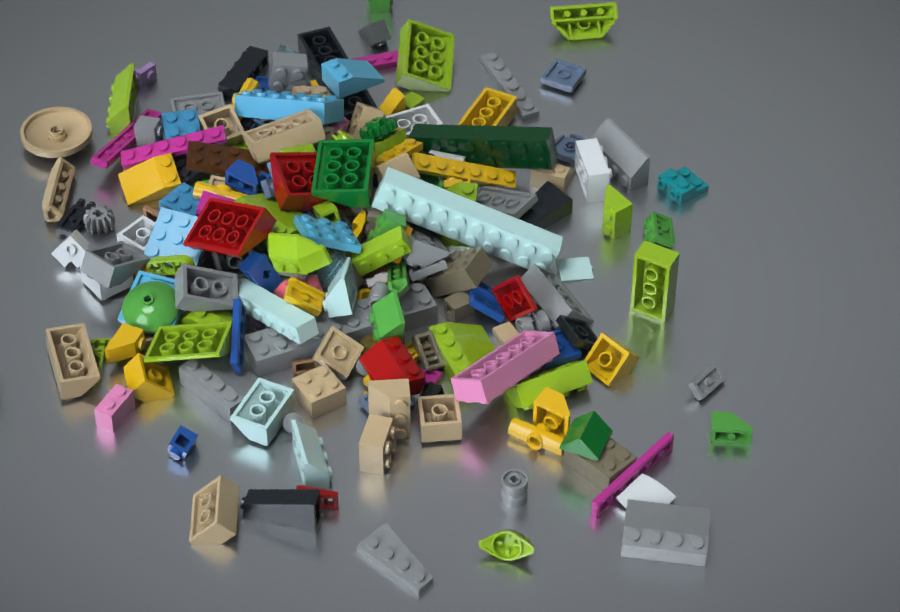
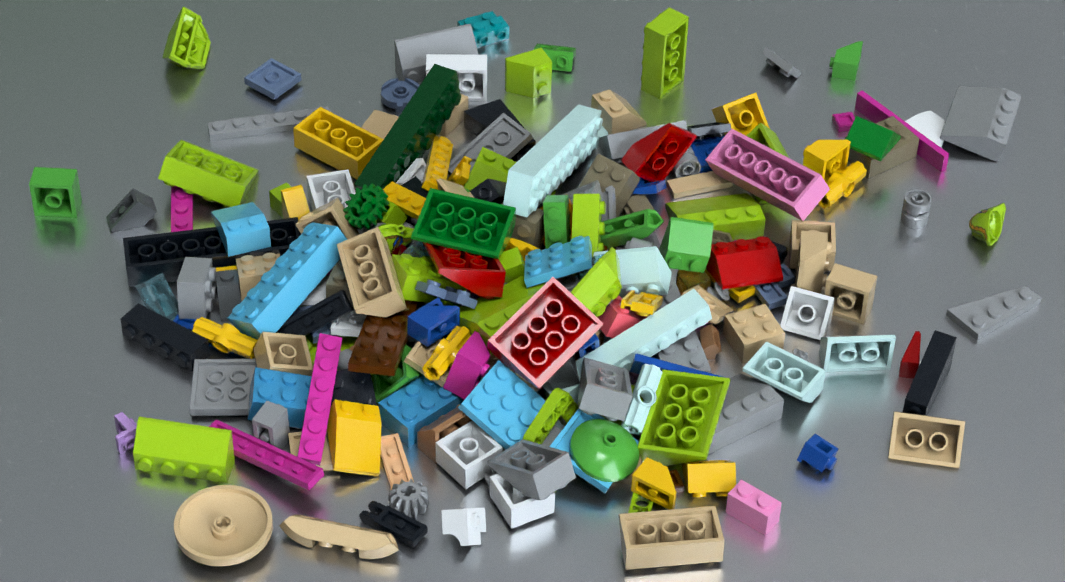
camera: 80 degrees left, 0 degrees up
(131, 213) = (394, 460): none -> light nougat tile
(211, 313) = (646, 388): none -> light aqua piece
(350, 425) = (807, 313): none -> white slope
(590, 278) = (616, 112): none -> tan slope
(639, 437) = (843, 121): none -> dark pink tile

